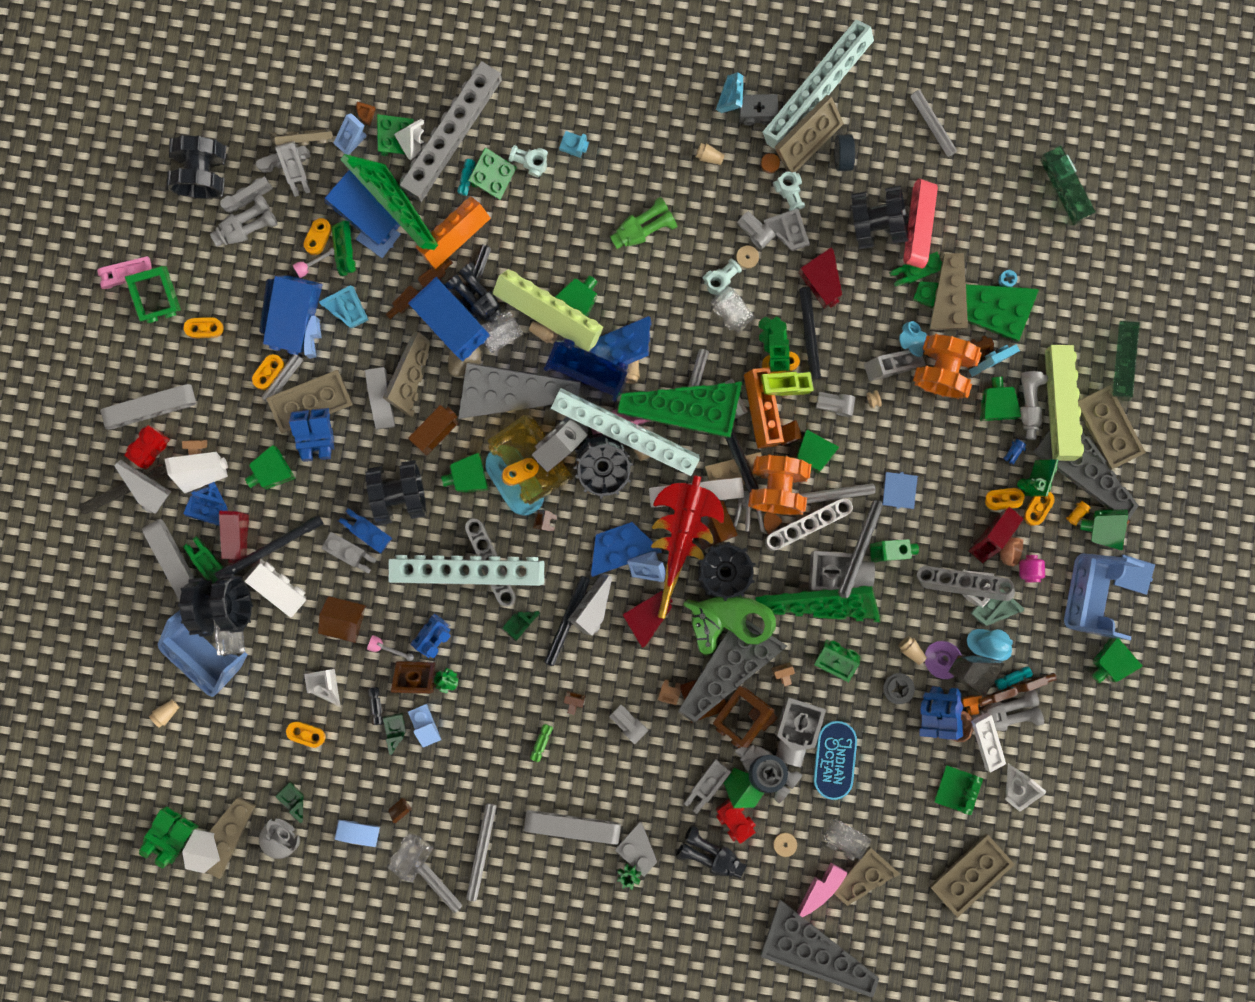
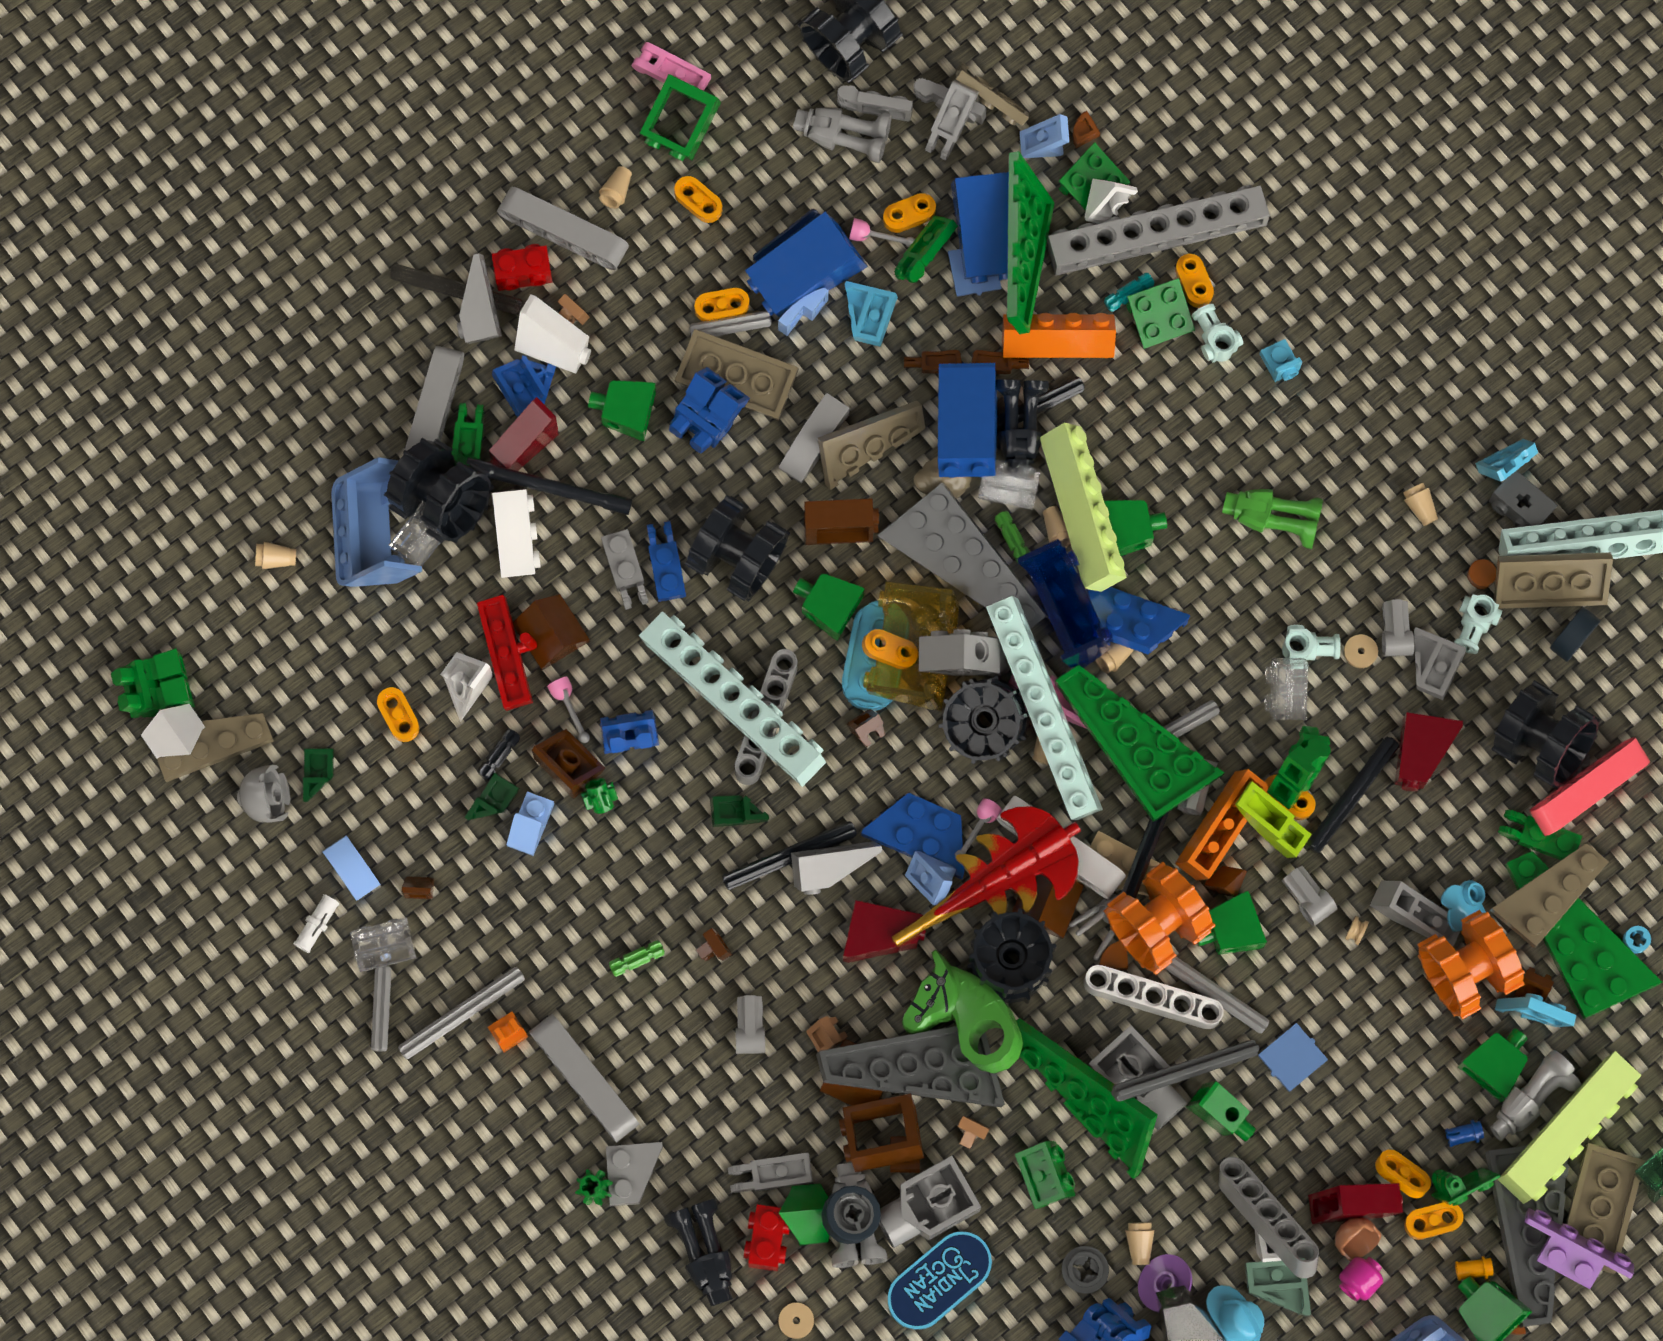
camera: 45 degrees right, 10 degrees down
(155, 360) = (615, 189): none -> tan cone
(329, 651) = (506, 652): none -> red plate
(366, 877) = (316, 923): none -> white pin
(492, 141) = (1194, 279): none -> light orange plate
(513, 839) = (507, 1032): none -> orange tile
(526, 357) = (1011, 534): none -> bright green axle
(644, 509) = (987, 813): none -> hinge
(1121, 462) = (1574, 1254): none -> medium lavender bracket

